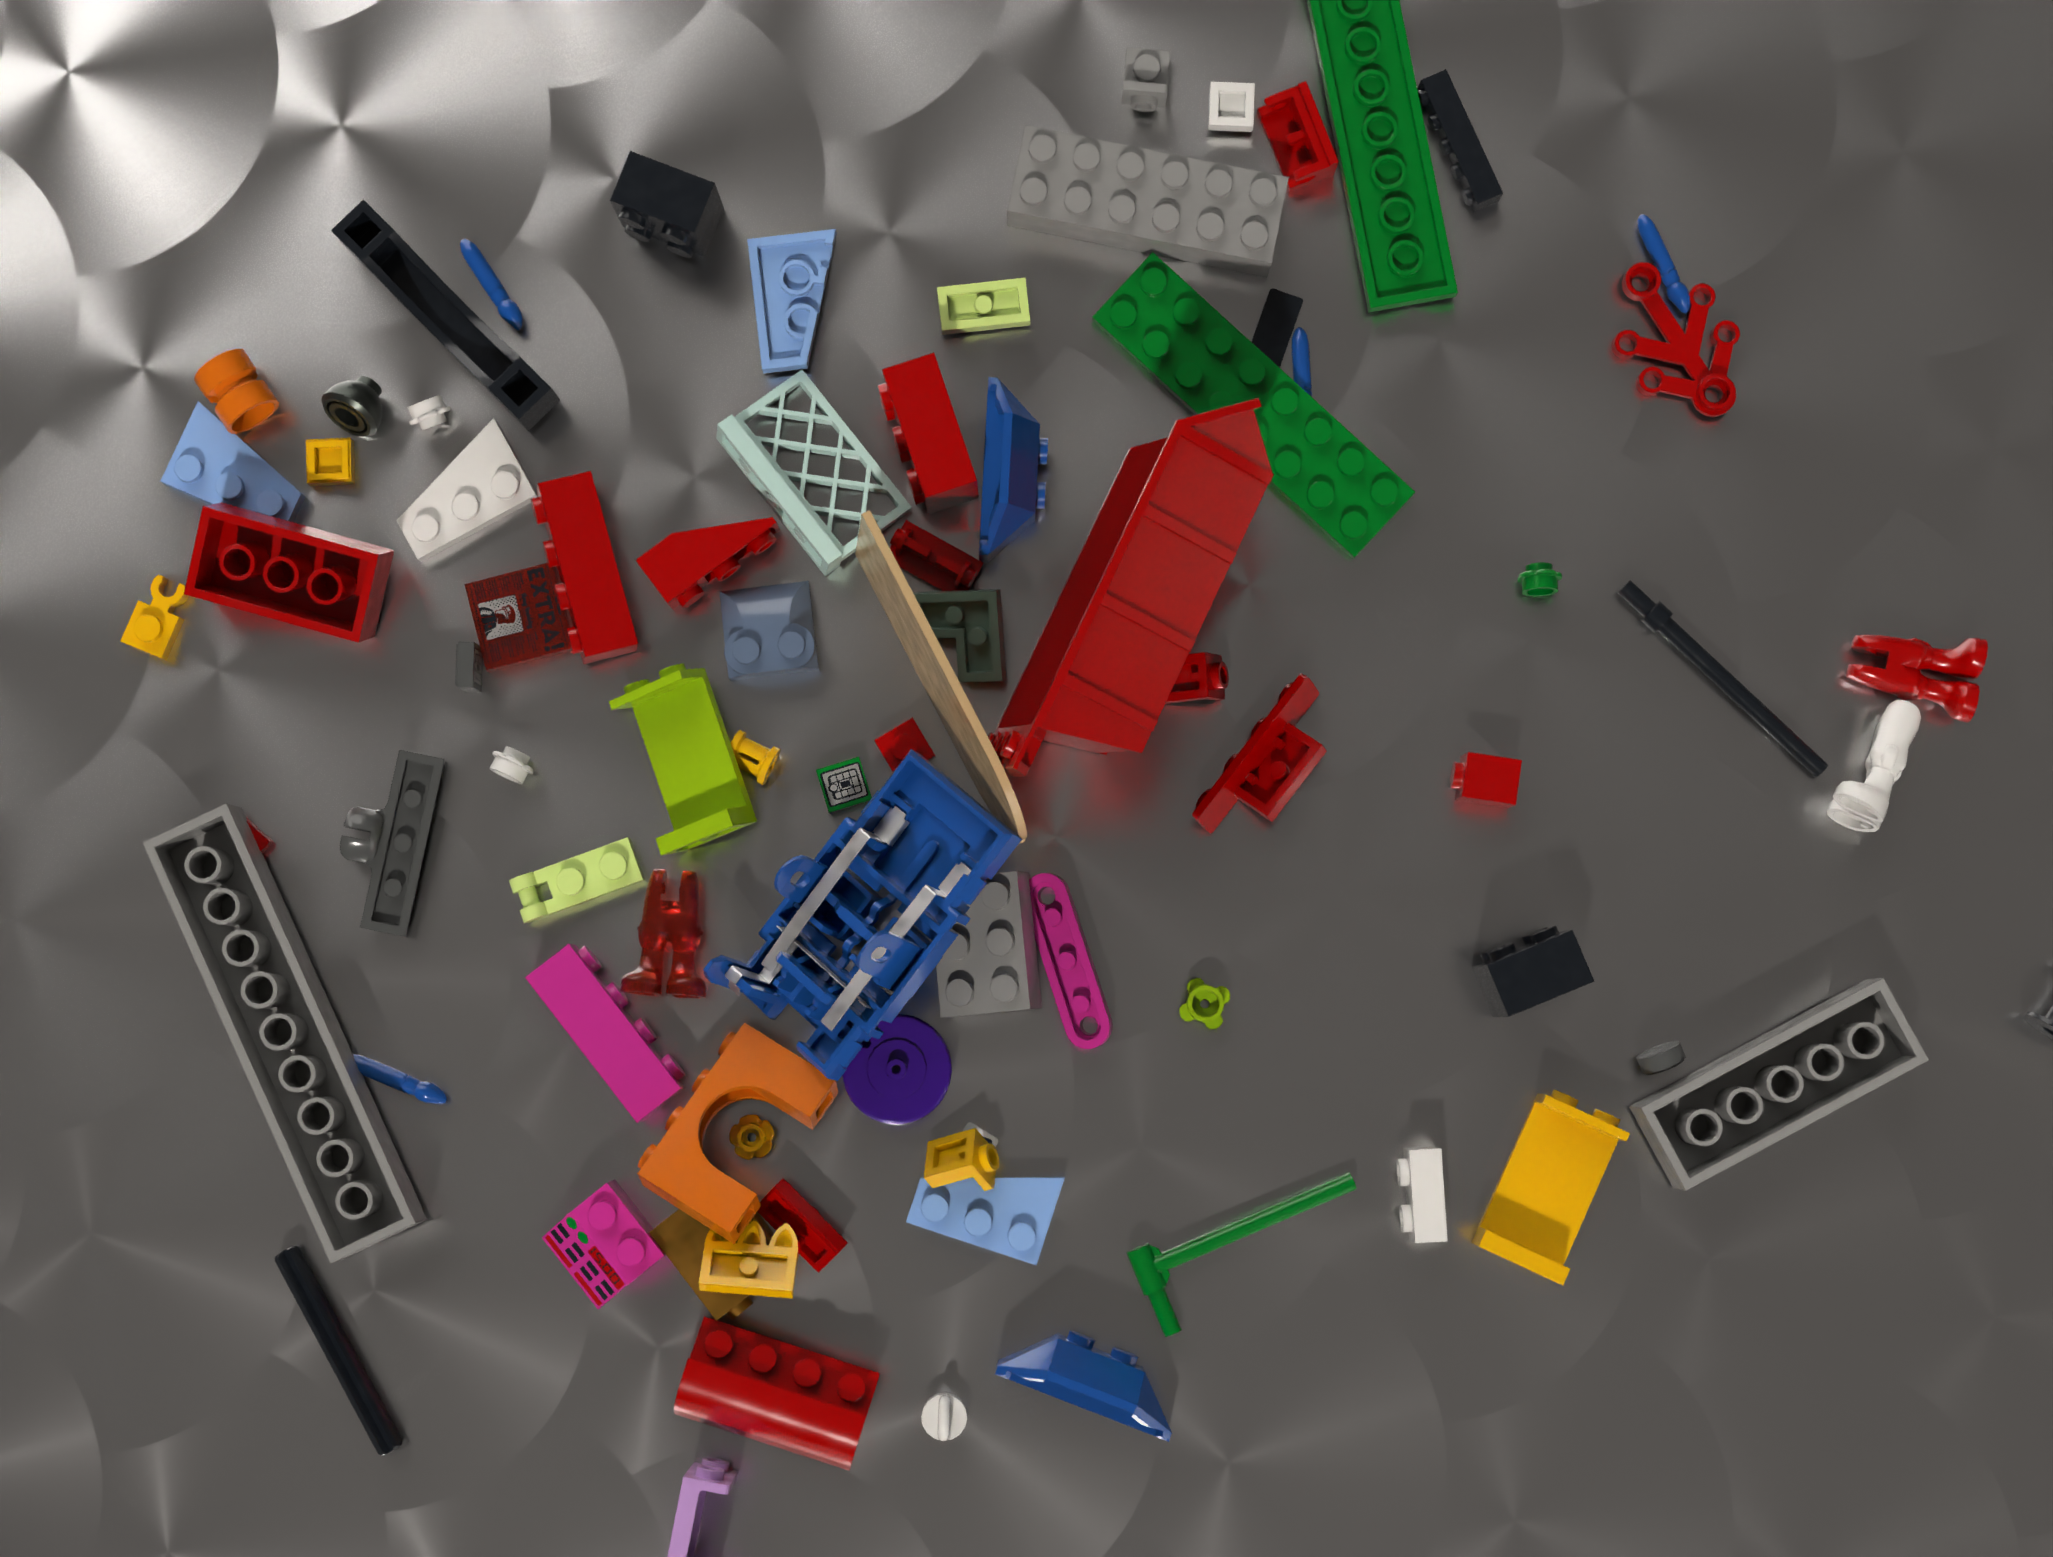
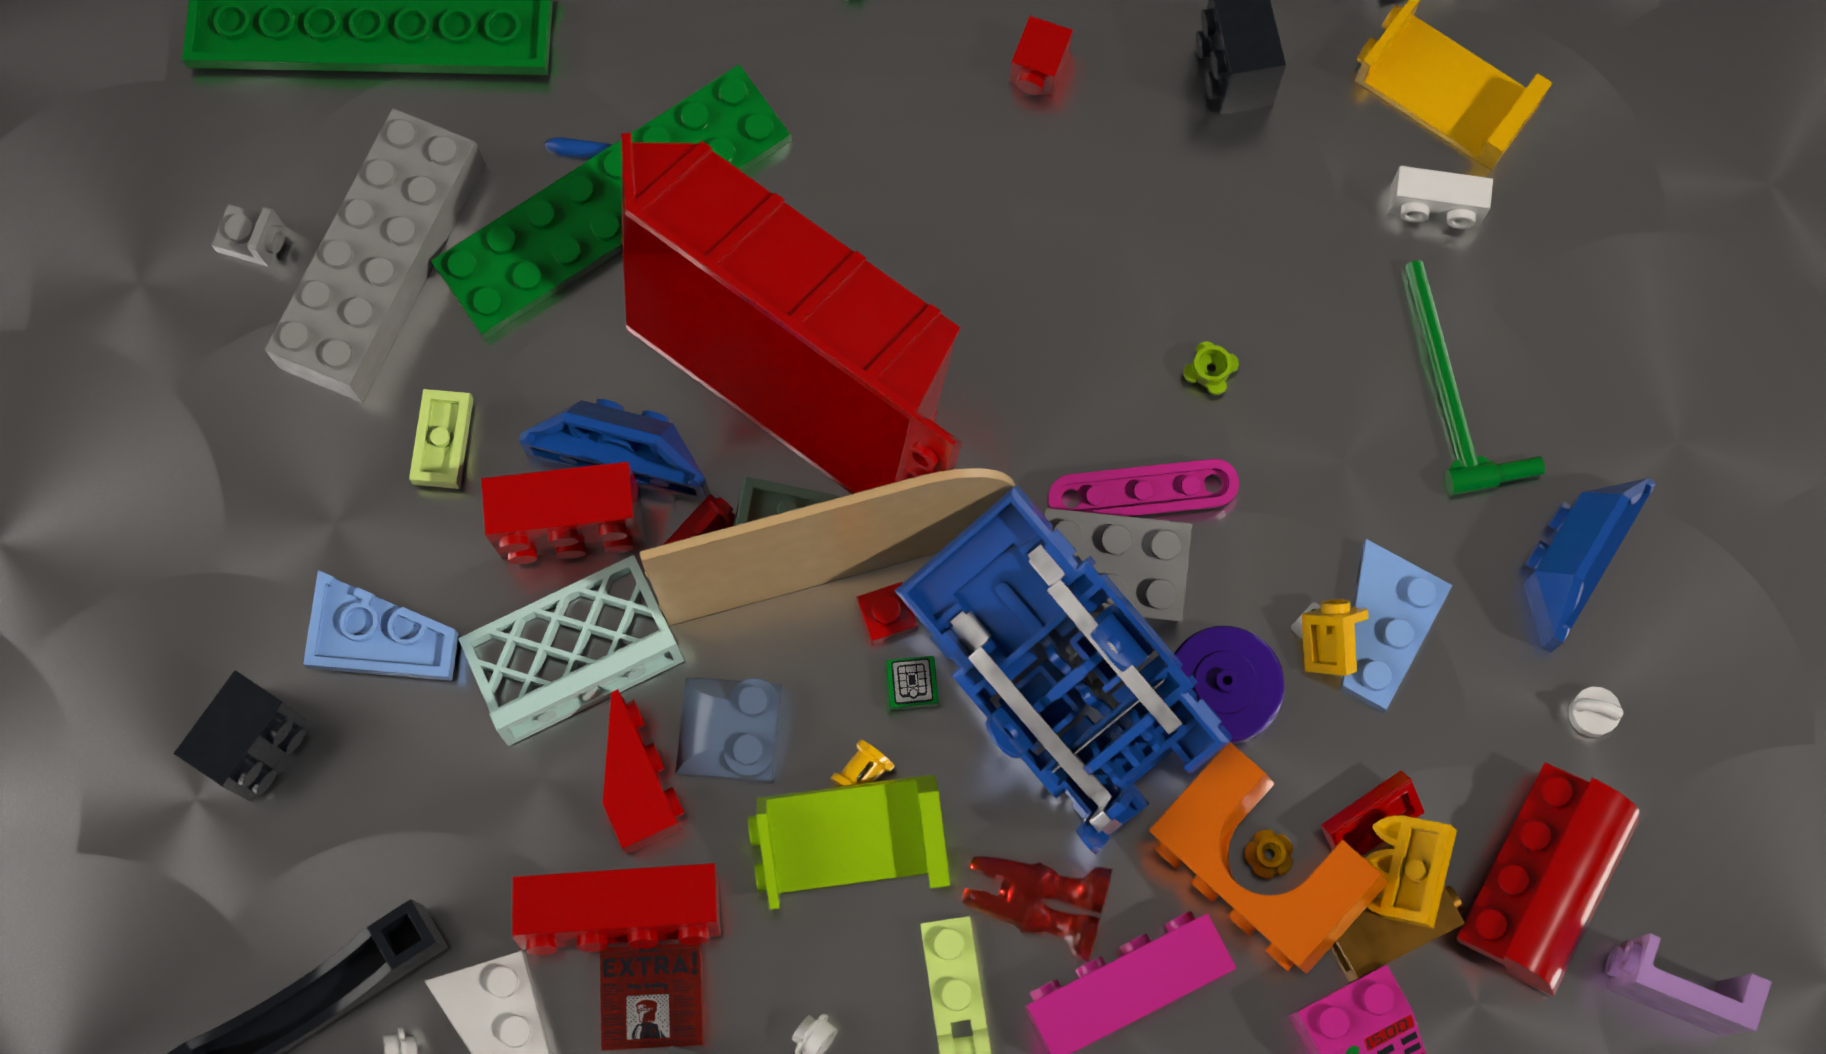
camera: 75 degrees left, 10 degrees down
(506, 307) = (305, 944): blue piece -> none
(1231, 106) = (303, 157): white plate -> none
(1270, 762) = (984, 252): red bracket -> none
(1277, 324) = (533, 162): black sticker -> none
(1298, 136) = (350, 99): red hinge -> none

